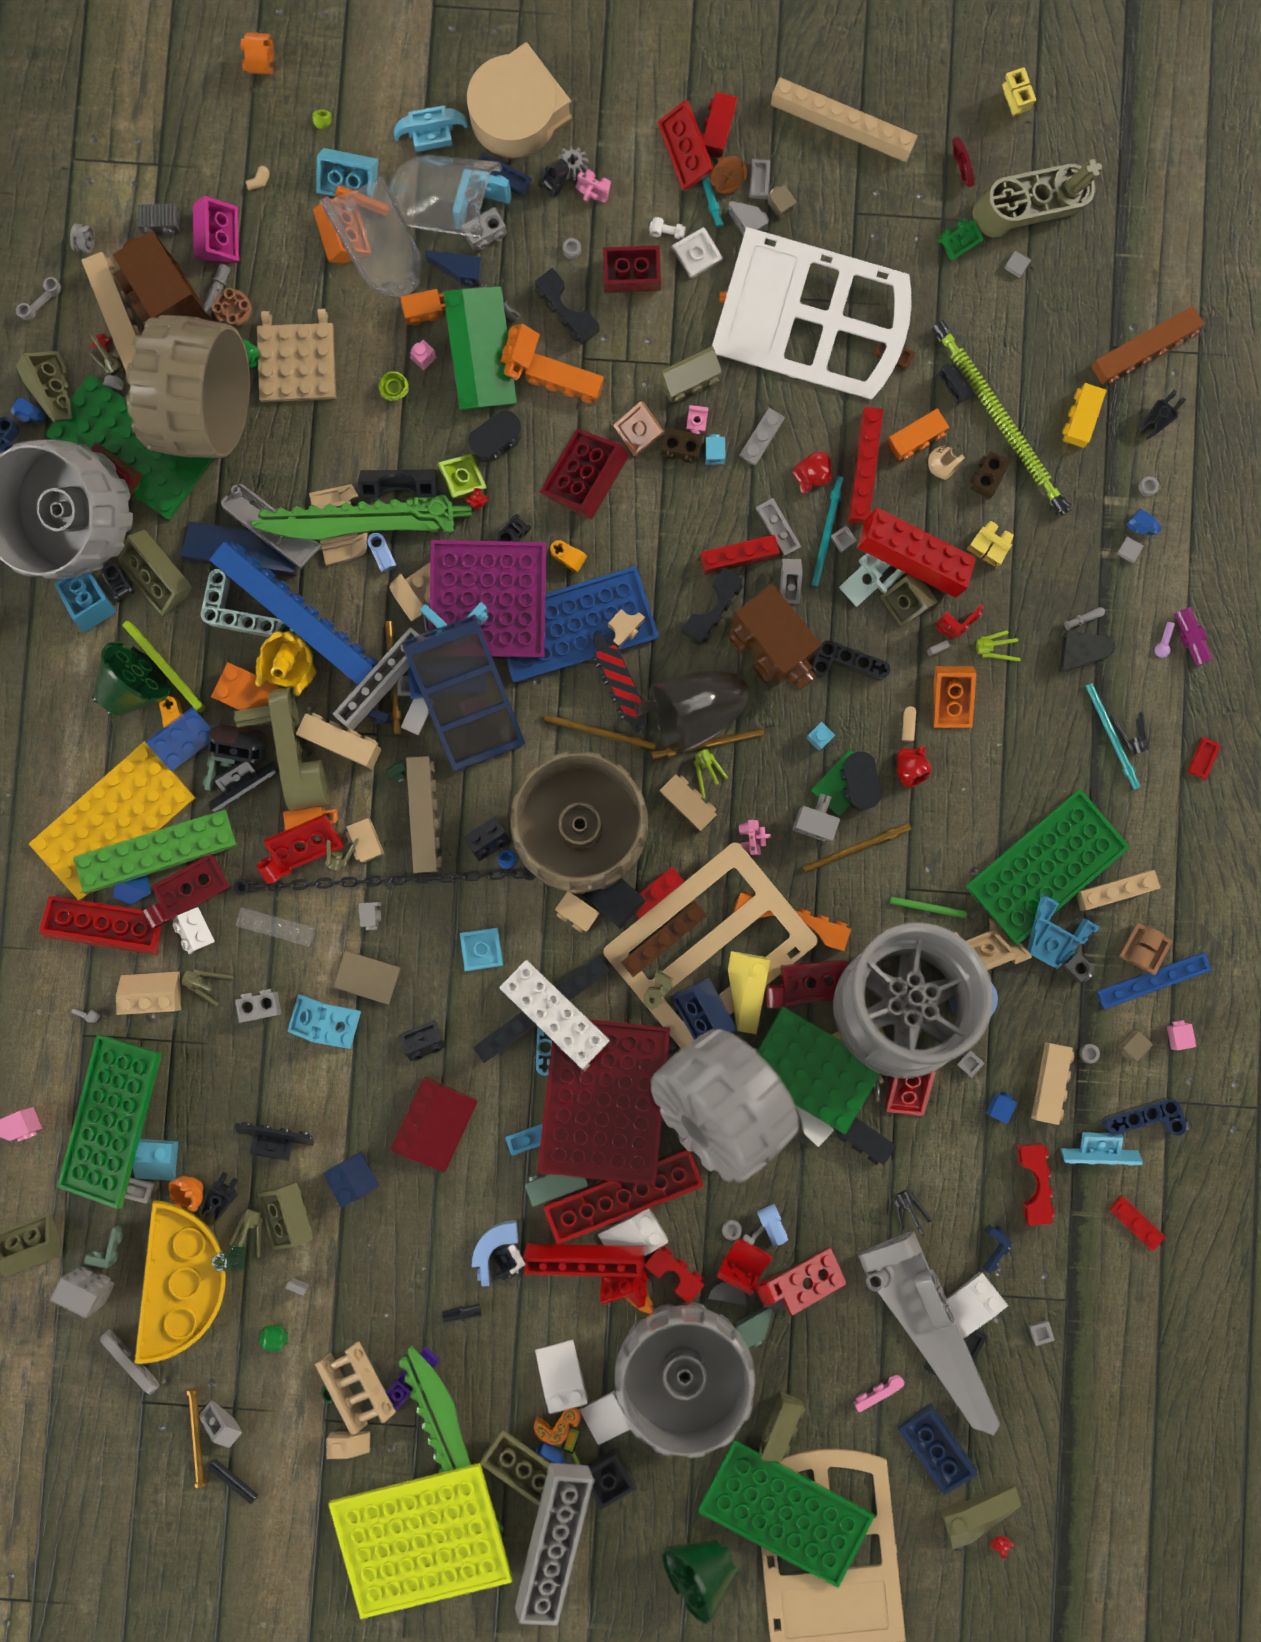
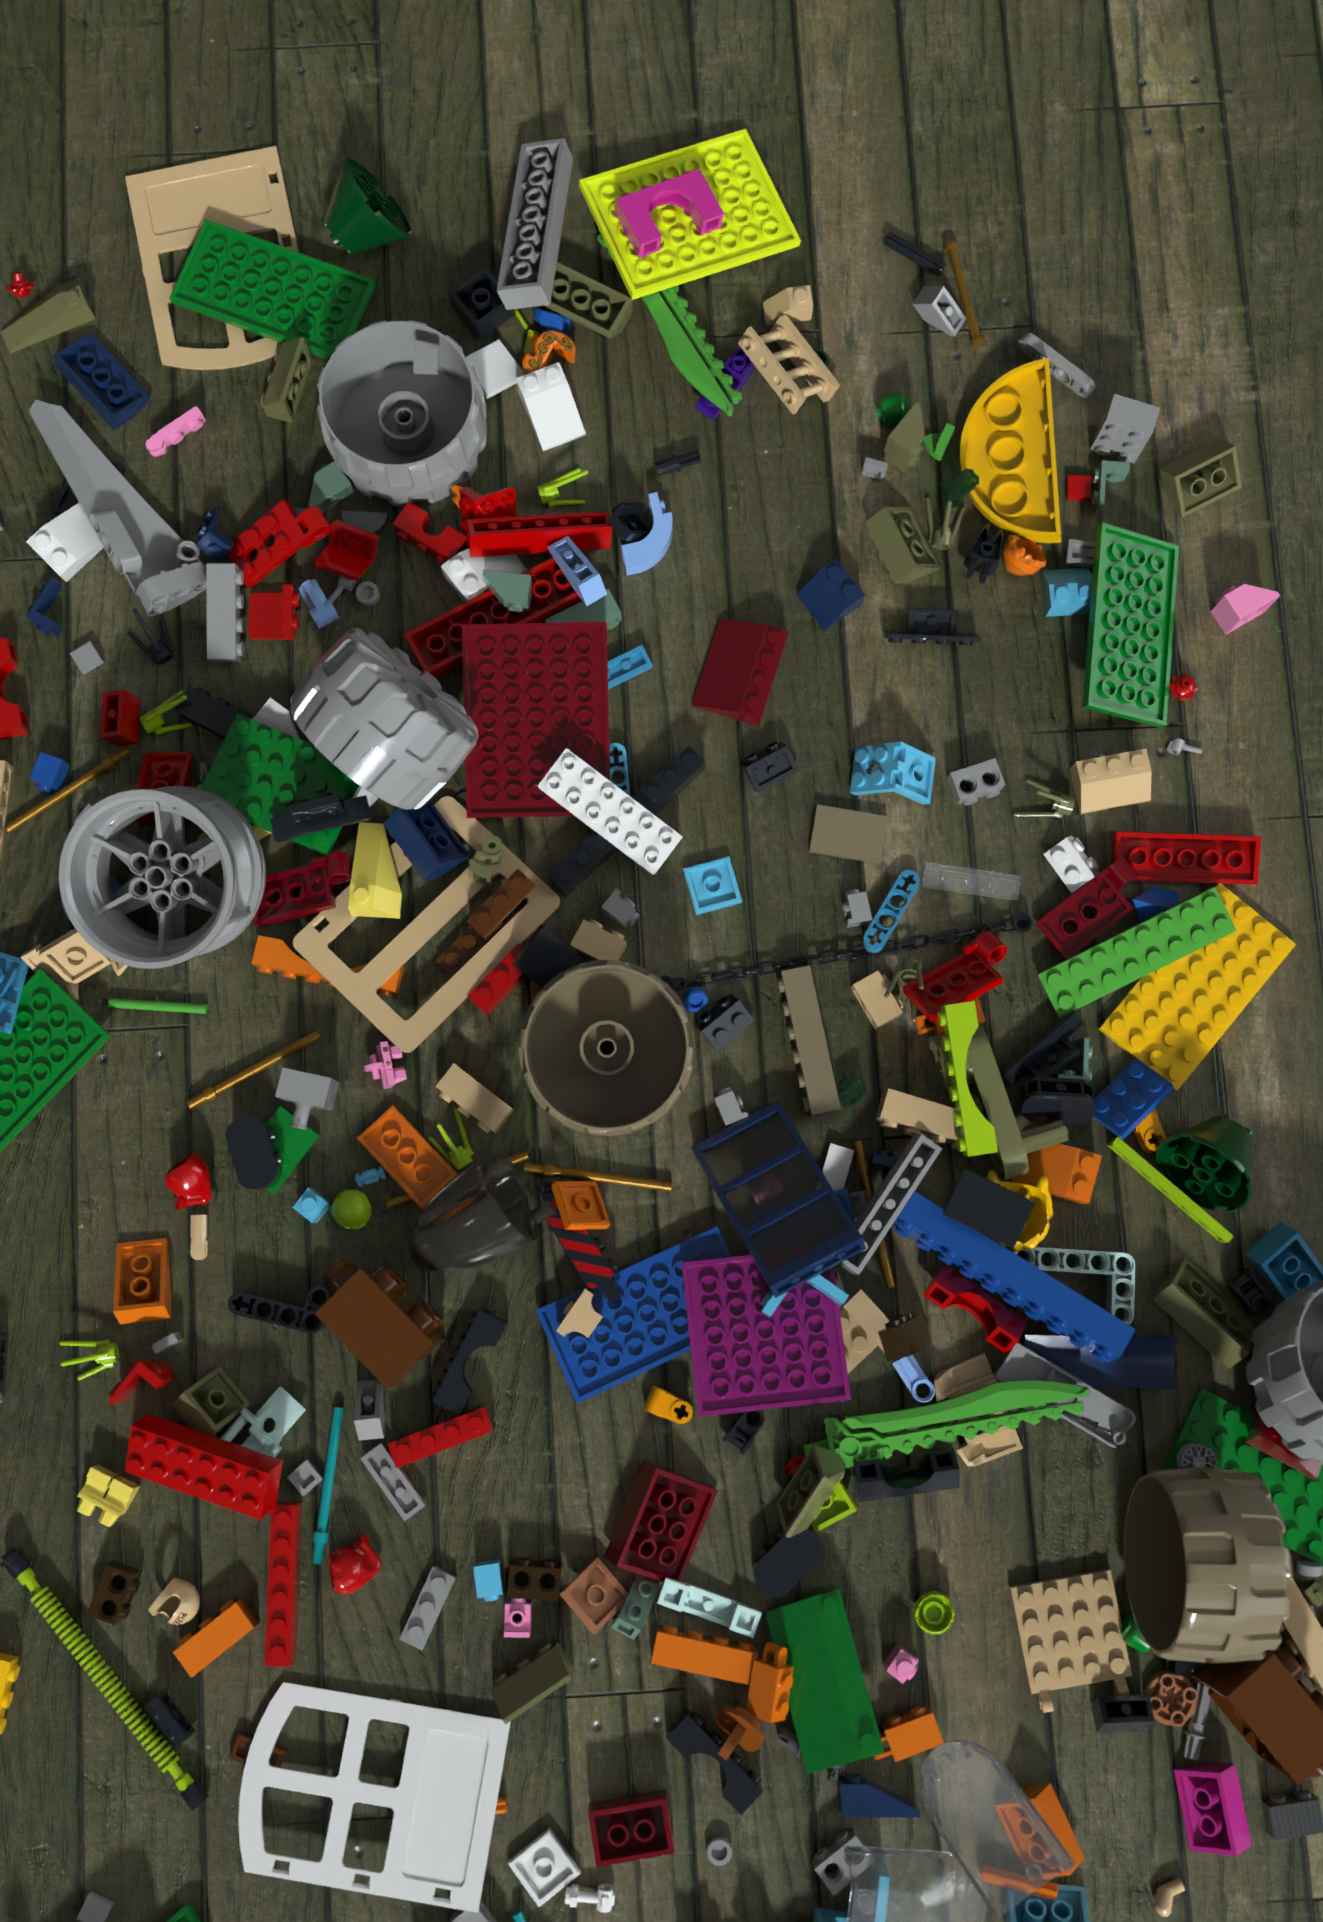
camera: 175 degrees right, 5 degrees down
(76, 1065) = (1183, 687): none -> red plant
(130, 1249) = (1078, 488): none -> red tile
(182, 467) = (1195, 1456): none -> light grey wheel
(240, 1304) = (937, 443): none -> bright green tile
(267, 1304) = (906, 440): none -> olive slope
(268, 300) = (1122, 1713): none -> black brick
(303, 663) = (989, 1208): none -> black tile
(303, 802) = (959, 1026): none -> lime arch
(310, 582) = (1000, 1324): none -> red arch
(342, 909) = (890, 910): none -> dark azure beam
(383, 580) = (904, 1336): none -> dark brown brick
(419, 1558) = (687, 191): none -> dark pink arch
(471, 480) = (809, 1490): none -> olive slope
(491, 771) = (729, 1106): none -> light grey brick
(545, 323) = (739, 1729): none -> dark orange tile
(555, 411) = (709, 1606): none -> light aqua slope
(555, 1221) = (578, 570): none -> light blue slope
(556, 937) = (620, 909): none -> light grey brick
(570, 1301) = (549, 491): none -> lime plant
(609, 417) = (636, 1606): none -> sand green bracket
(612, 1211) = (510, 589): none -> sand green slope
(615, 709) = (580, 1205): none -> orange tile
(658, 1413) = (426, 361): none -> light grey tile
(744, 764) = (407, 1156): none -> orange tile
(773, 754) = (370, 1176): none -> medium azure piece
(785, 1035) = (319, 815): none -> black bracket
(791, 730) = (351, 1209): none -> lime hair
(810, 1220) = (274, 615): none -> red bracket
(850, 1225) = (224, 613): none -> light grey brick
(858, 1291) = (209, 539): none -> dark blue bracket
(914, 1143) = (154, 720): none -> lime plant
(941, 1145) = (120, 718): none -> red brick
(954, 1109) = (107, 764): none -> pearl gold bar
(966, 1202) = (86, 658): none -> light grey tile

